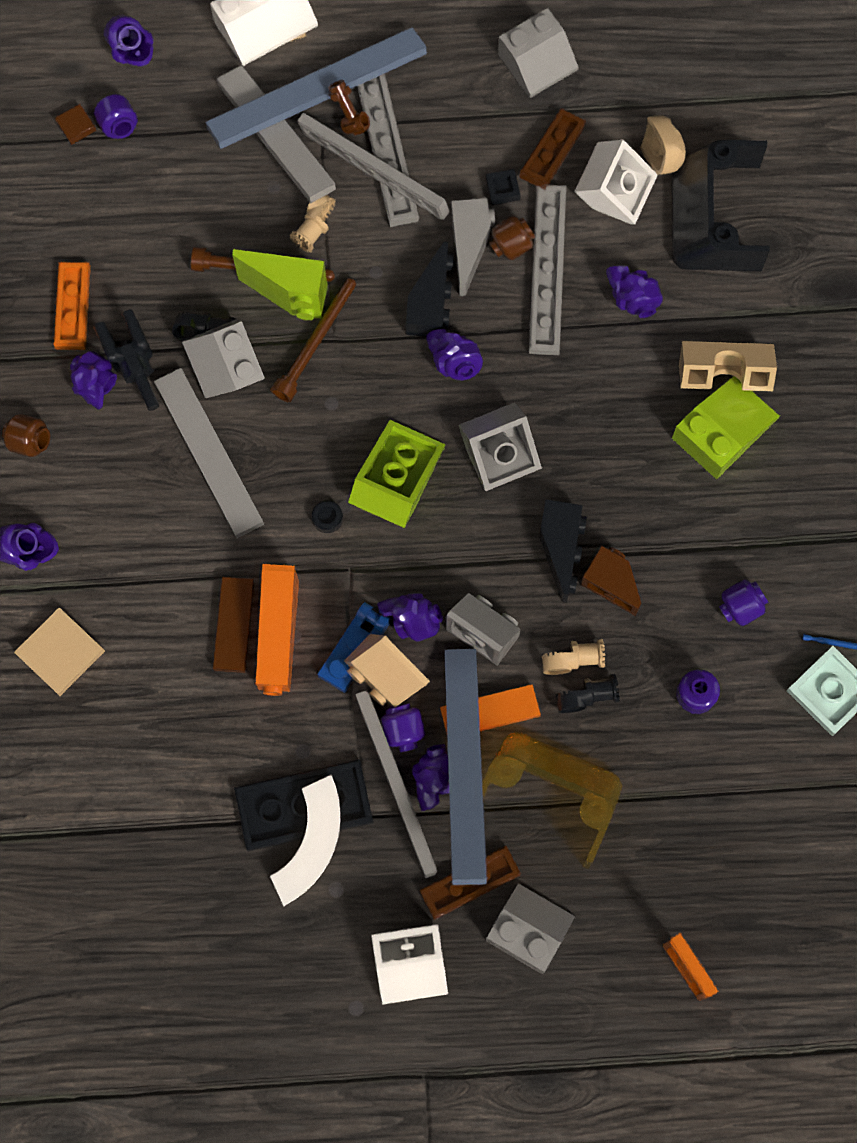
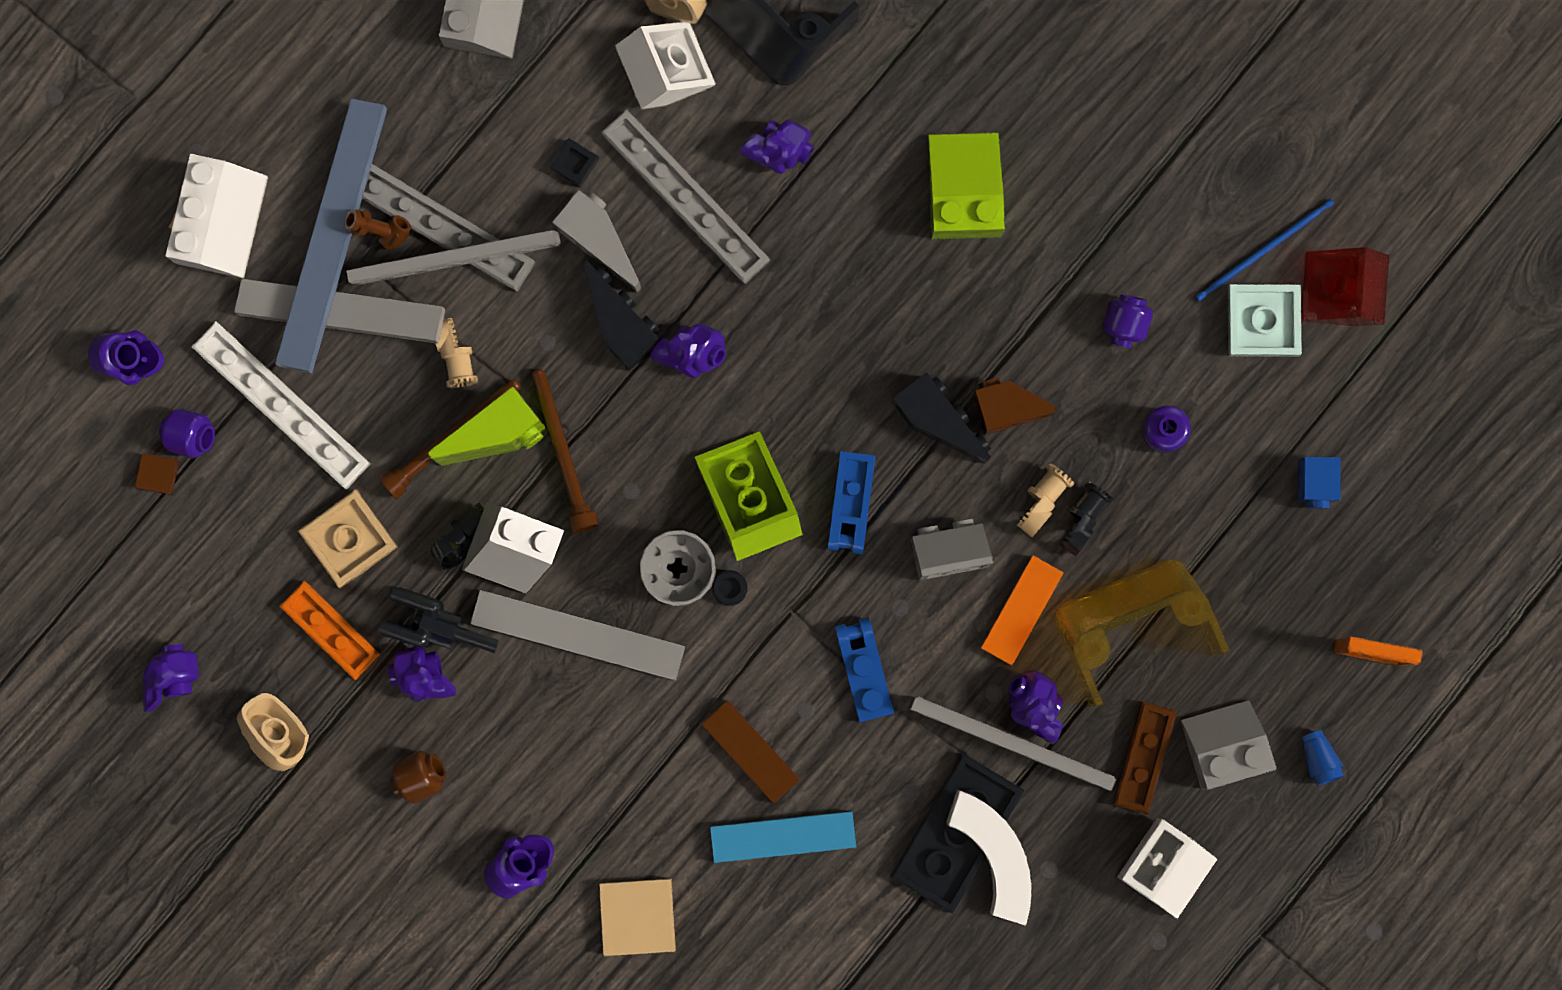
camera: 45 degrees left, 10 degrees up
(139, 265) = (348, 539): none -> tan tile
(186, 156) = (281, 405): none -> white tile
(197, 695) = (783, 837): none -> dark azure tile
(276, 628) = (794, 723): orange slope -> none
(308, 450) = (693, 554): none -> light grey wheel
(385, 671) = (914, 667): tan slope -> none
(403, 727) = (970, 693): dark purple head -> none
(412, 616) = (885, 599): dark purple head -> none
(455, 539) = (851, 500): none -> blue plate
(465, 768) = (1057, 677): sand blue tile -> none
(500, 446) = (806, 388): light grey slope -> none
(512, 238) = (631, 201): reddish brown head -> none
(552, 149) = (582, 87): reddish brown tile -> none
(582, 1002) = (1321, 759): none -> blue cone
(749, 362) = (934, 112): tan arch -> none
(764, 824) = (1319, 481): none -> blue brick

